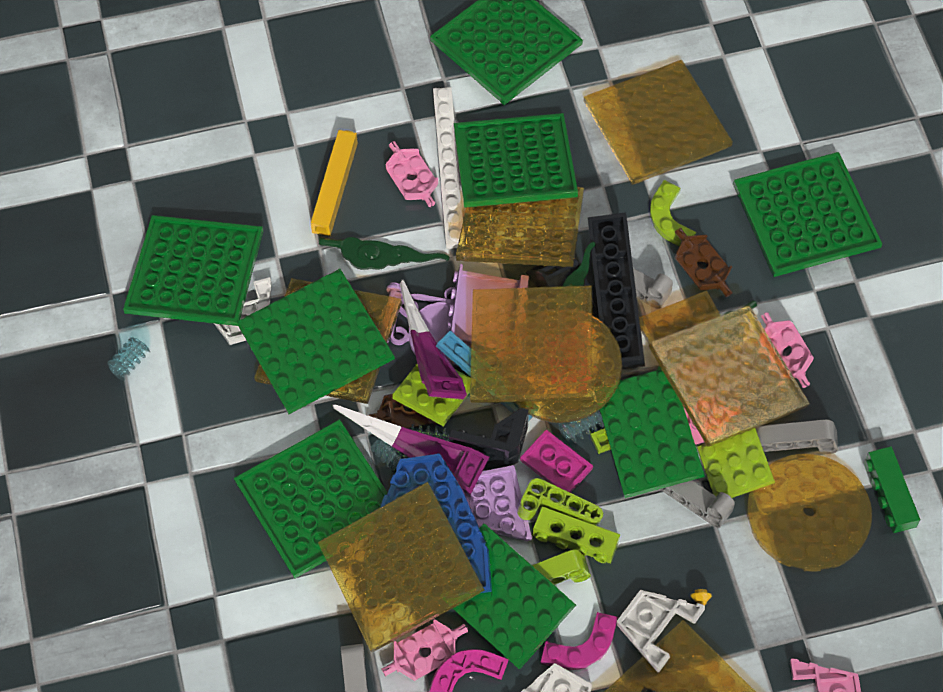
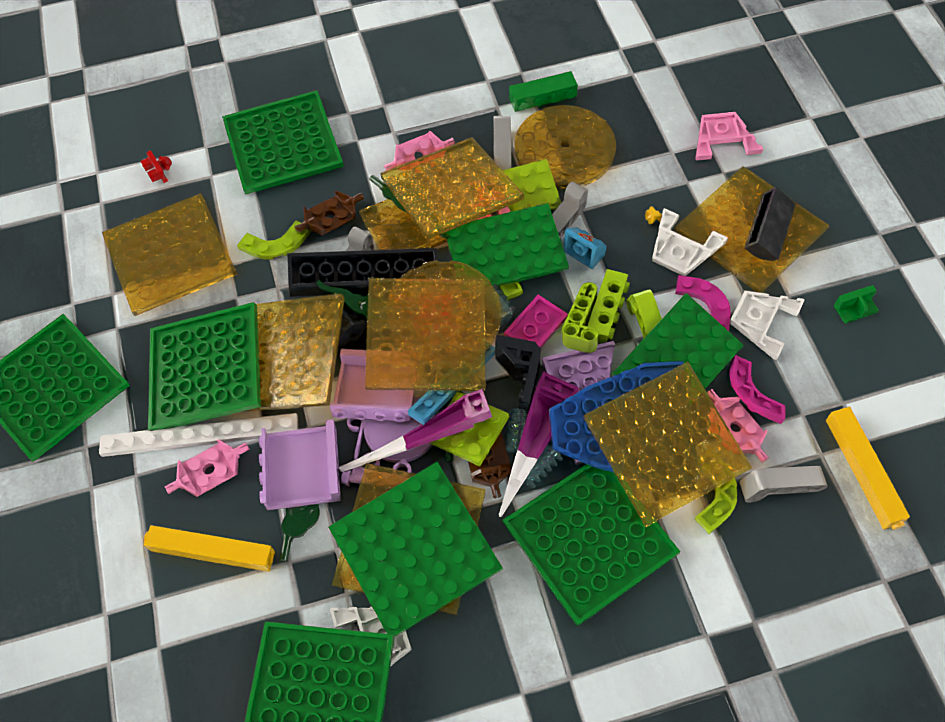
camera: 90 degrees left, 0 degrees up
(336, 622) = (720, 508): none -> lime plate
(408, 247) = (299, 467): none -> lavender panel
(654, 516) = (583, 247): none -> dark azure slope
(767, 99) = (159, 165): none -> red hips

